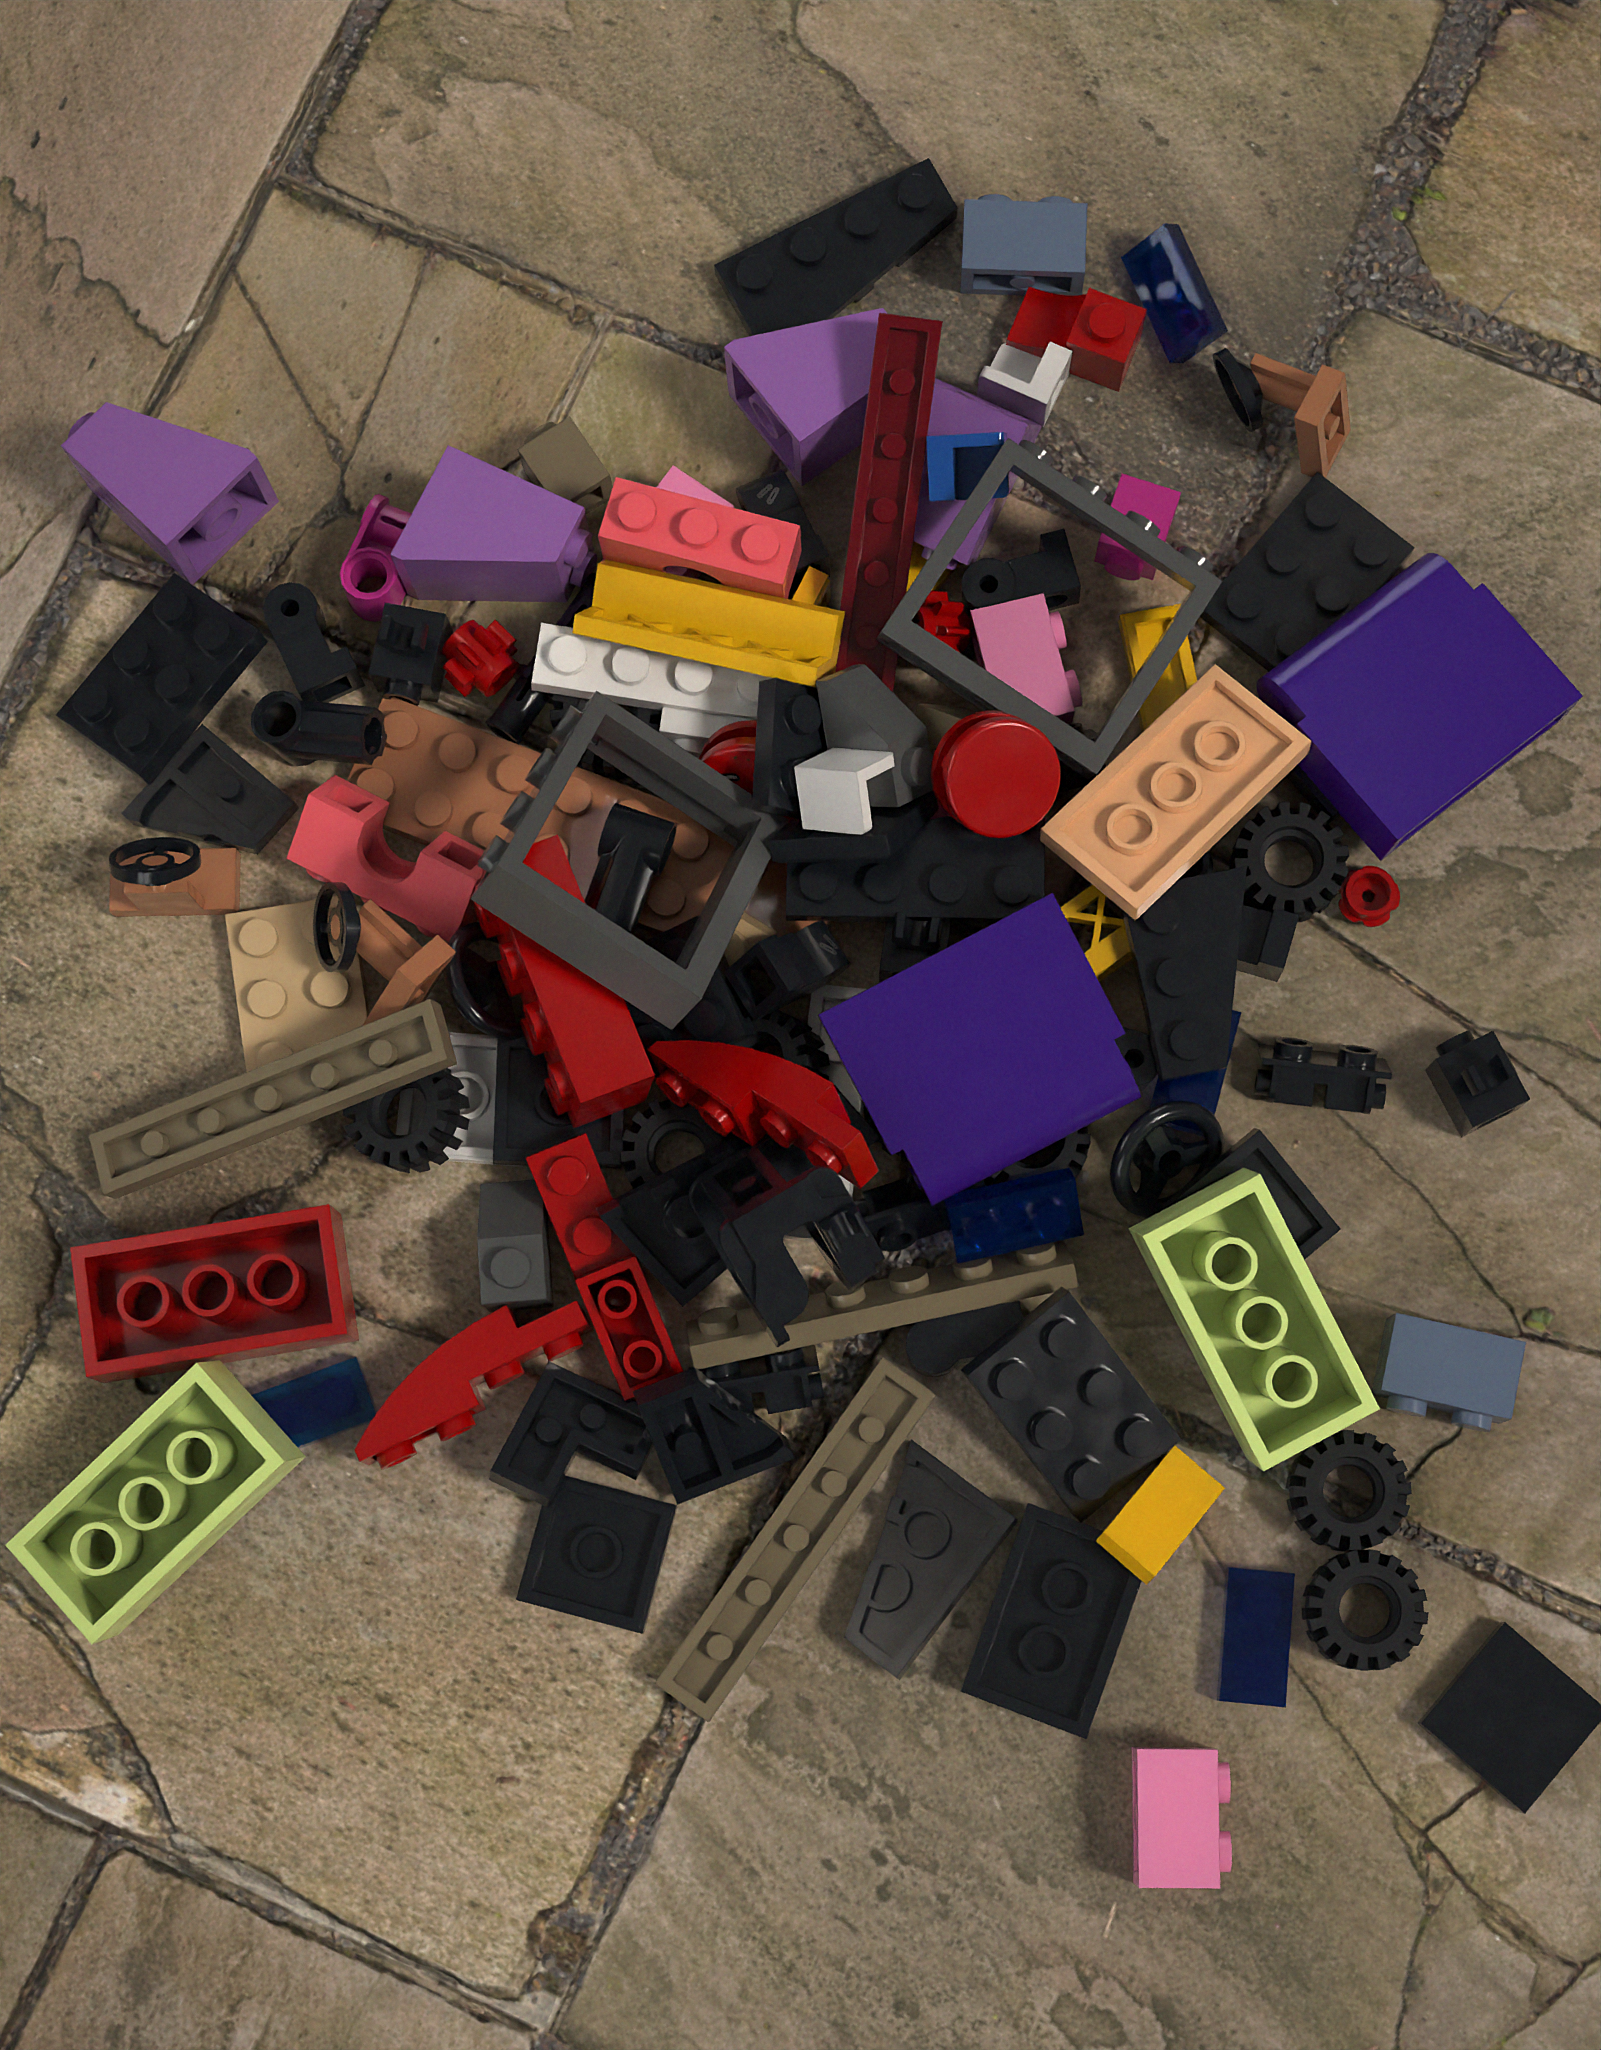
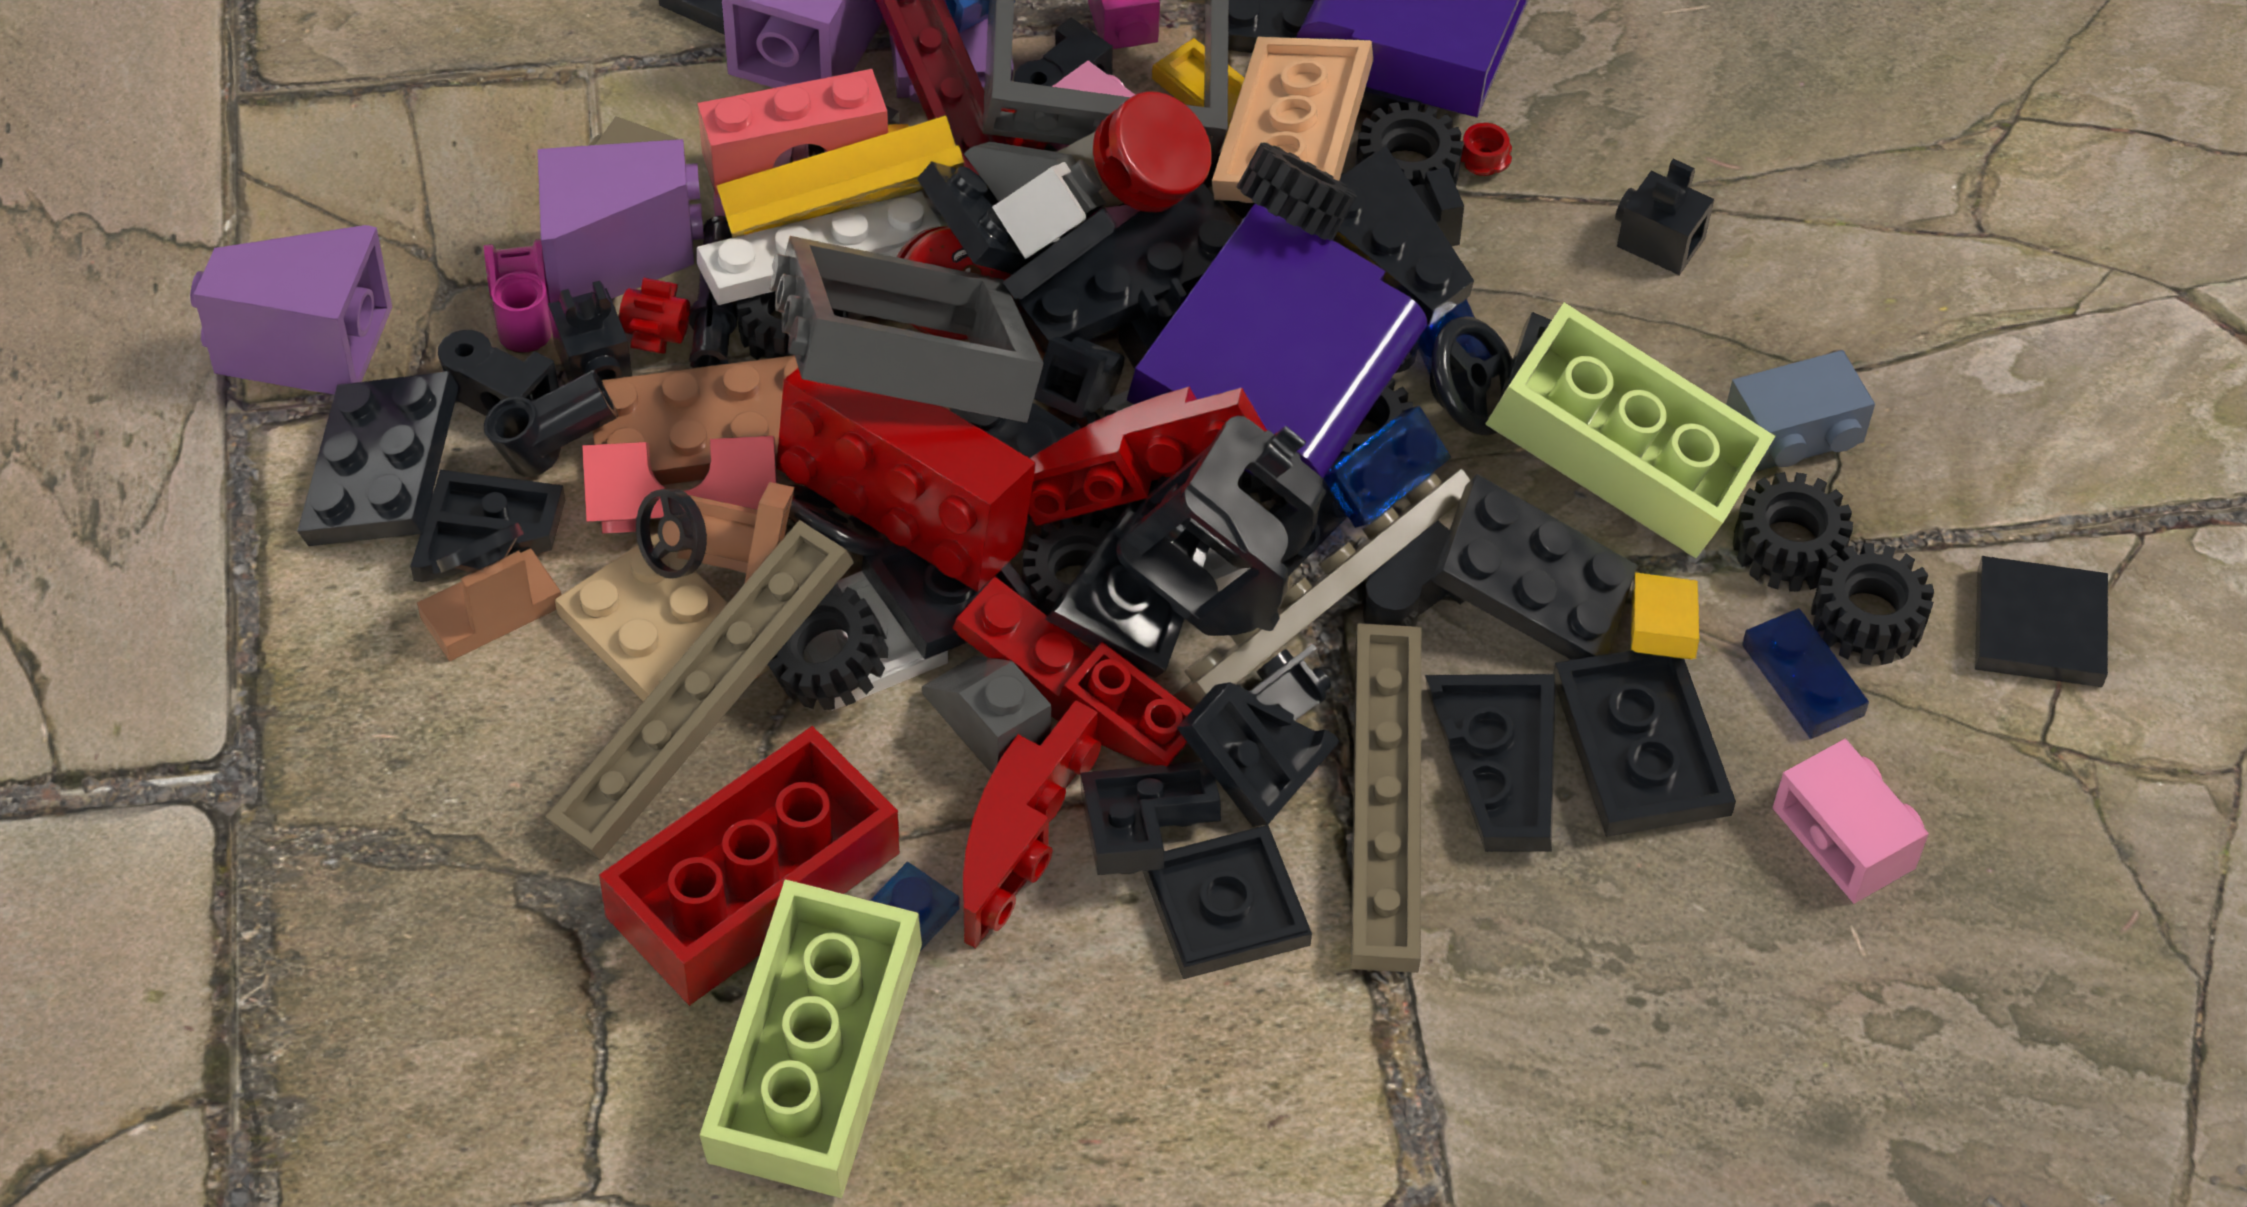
camera: 40 degrees left, 25 degrees down
(1084, 913) = (1296, 191): none -> black tyre
(1347, 1075) = (1523, 280): black hinge -> none

